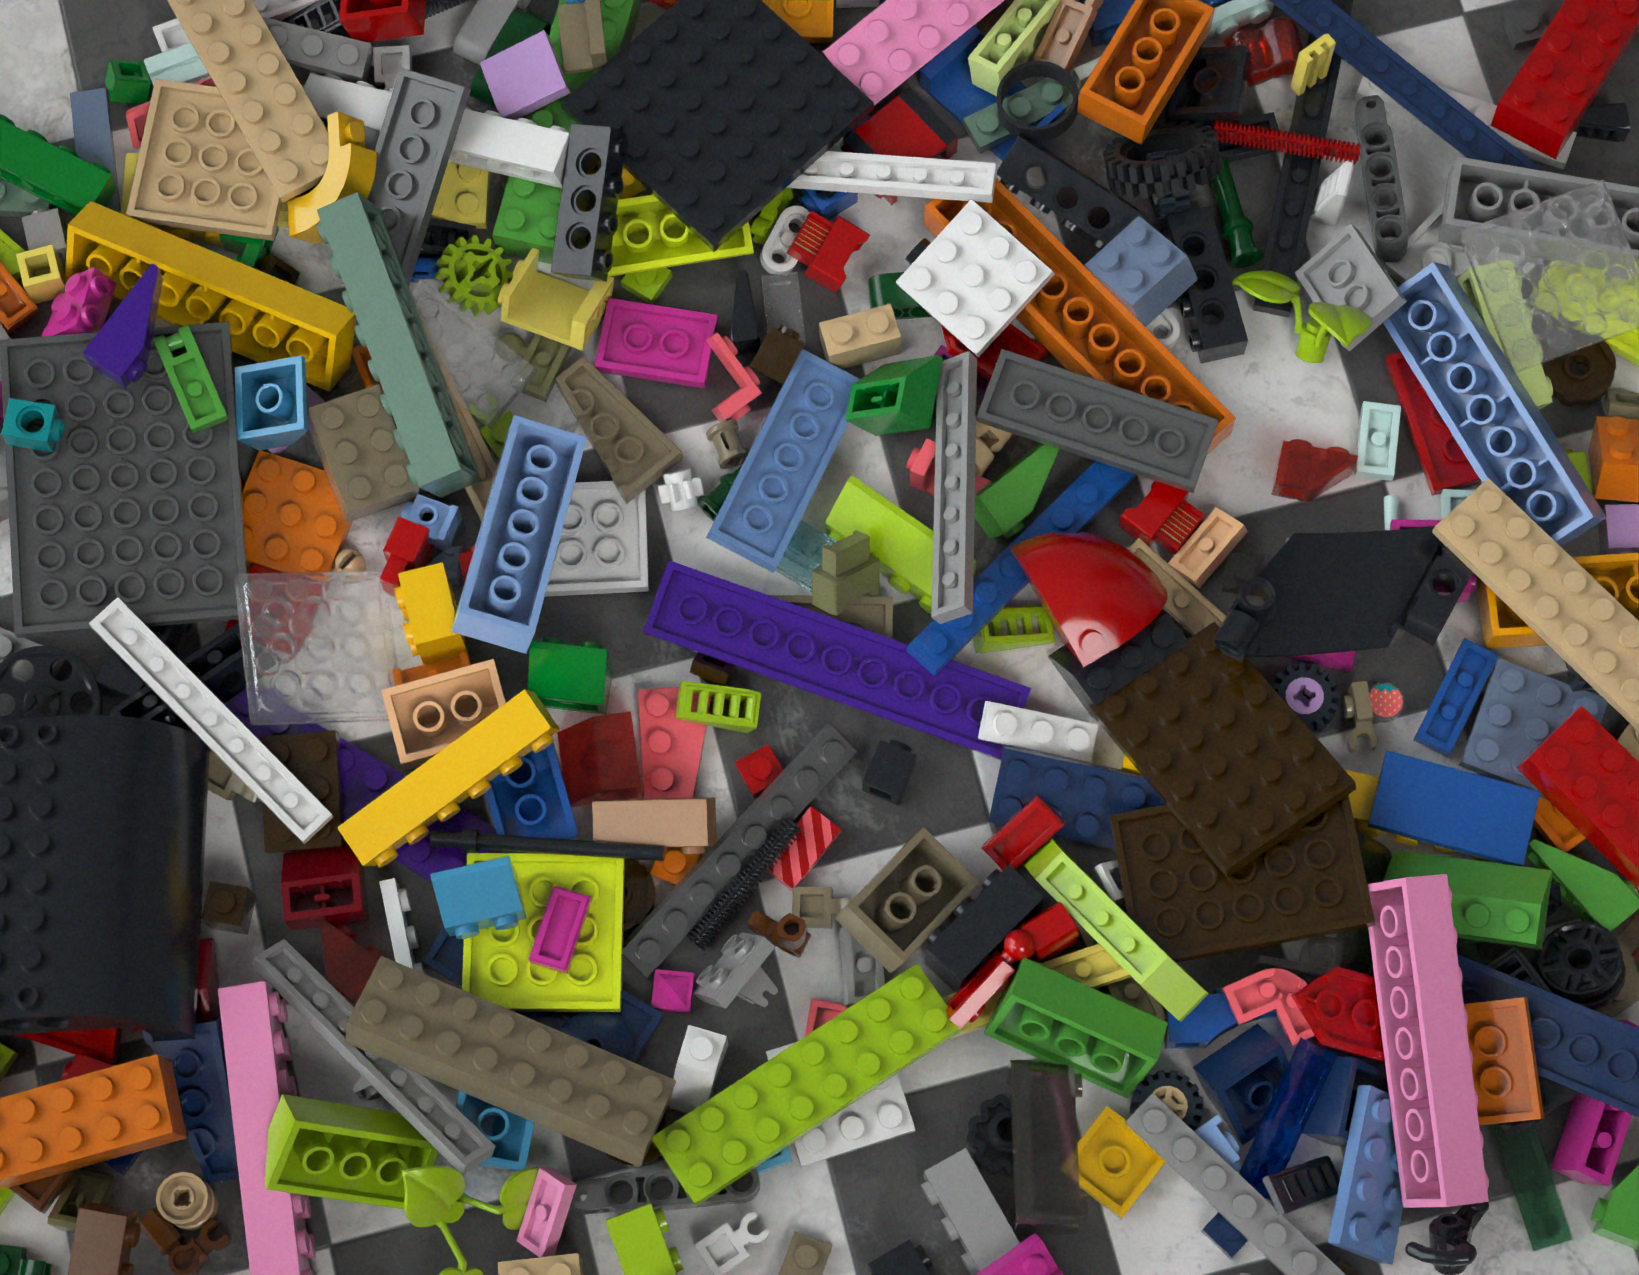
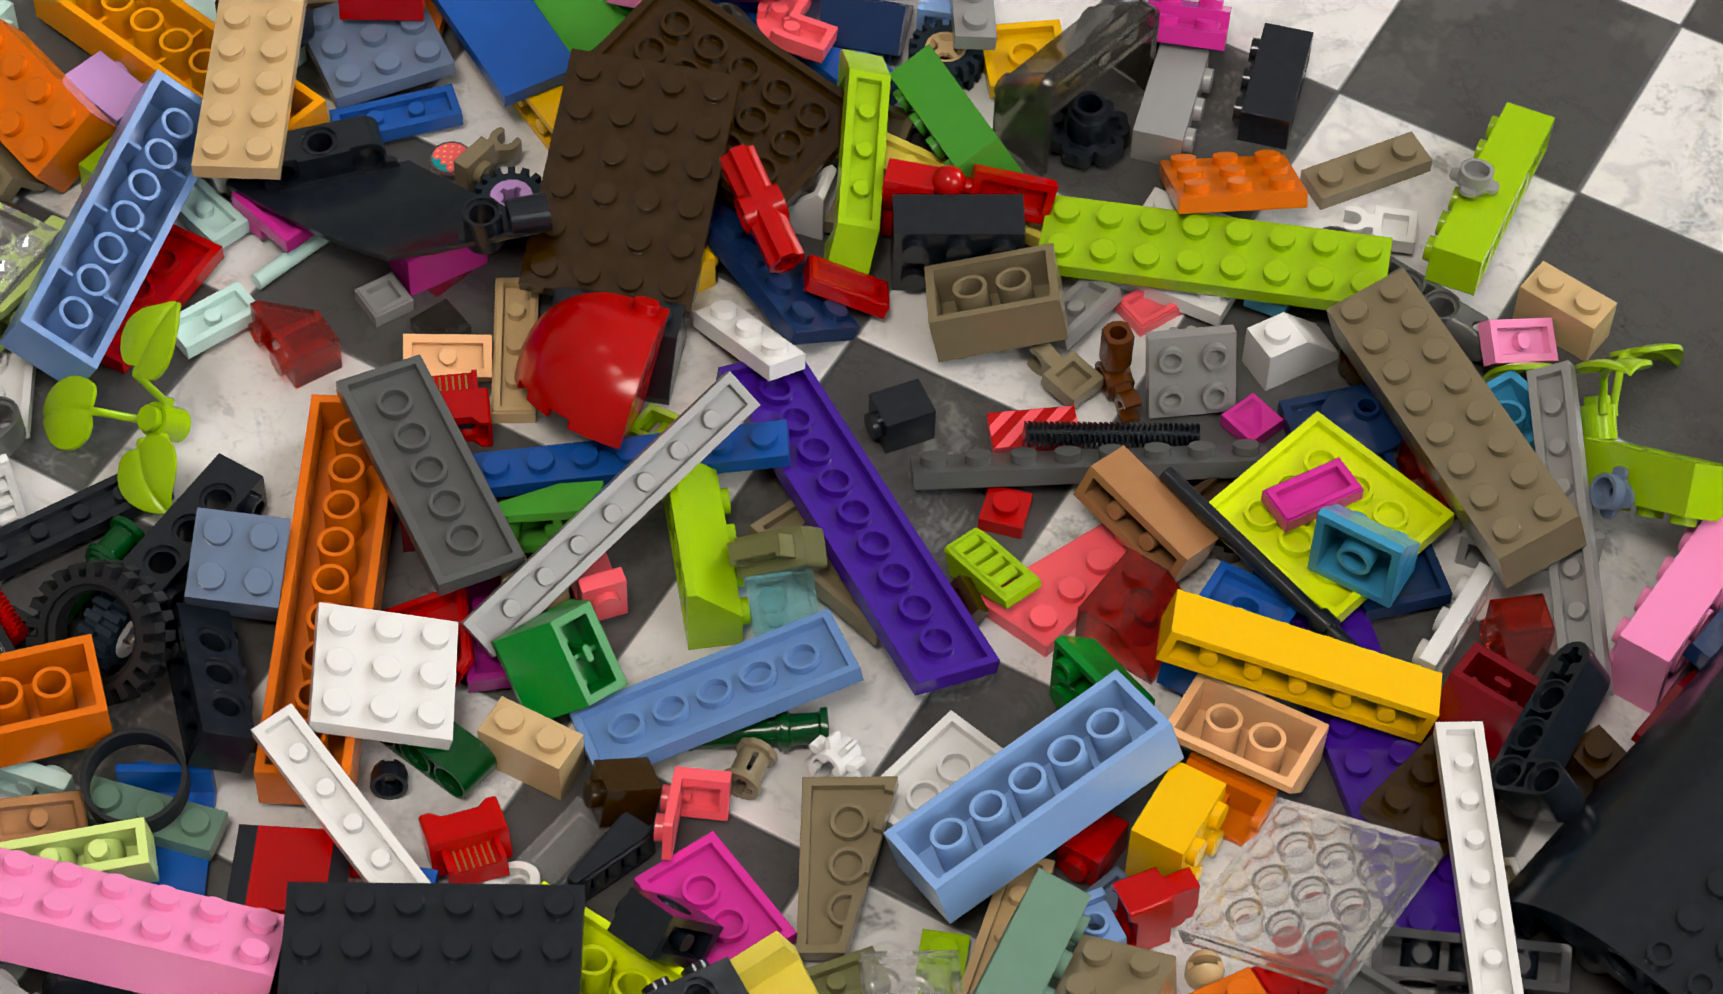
camera: 140 degrees left, 20 degrees down
(259, 870) = (1533, 758): none -> black beam
(360, 1098) = (1611, 492): none -> sand blue plate
(648, 256) = (664, 927): none -> black brick
(854, 1165) = (1232, 182): none -> orange plate
(1114, 803) = (761, 209): none -> red piece
(1352, 276) = (88, 401): light grey plate -> none

